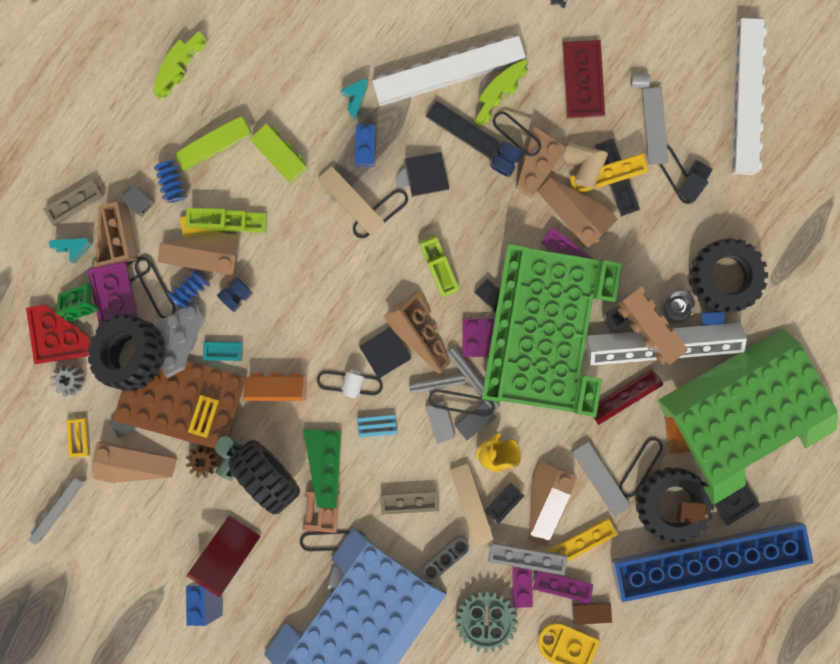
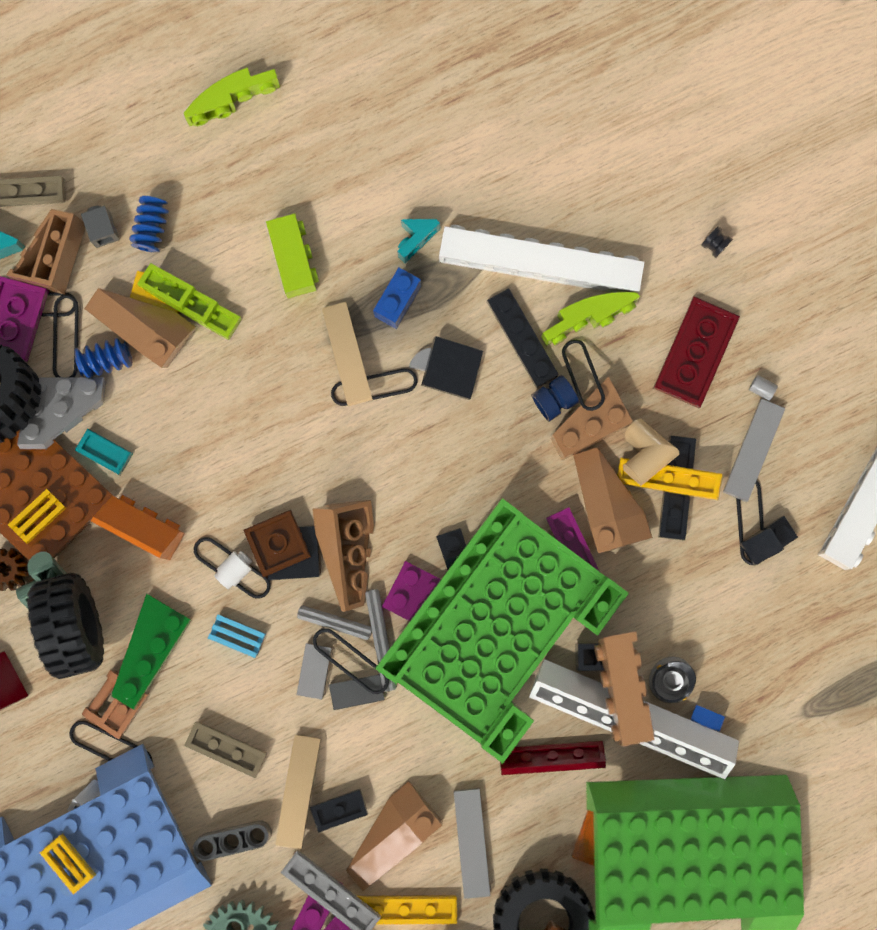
camera: 30 degrees right, 5 degrees down
(213, 143) = (220, 205): lime slope -> none
(241, 293) = (161, 393): dark blue wheel -> none
(352, 621) = (77, 858): none -> yellow tile
(372, 351) = (277, 543): none -> reddish brown tile
(438, 265) = (409, 483): lime slope -> none
(499, 455) = (362, 748): yellow helmet -> none
(634, 462) = (524, 844): black piece -> none
(752, 269) = (786, 675): black tyre -> none

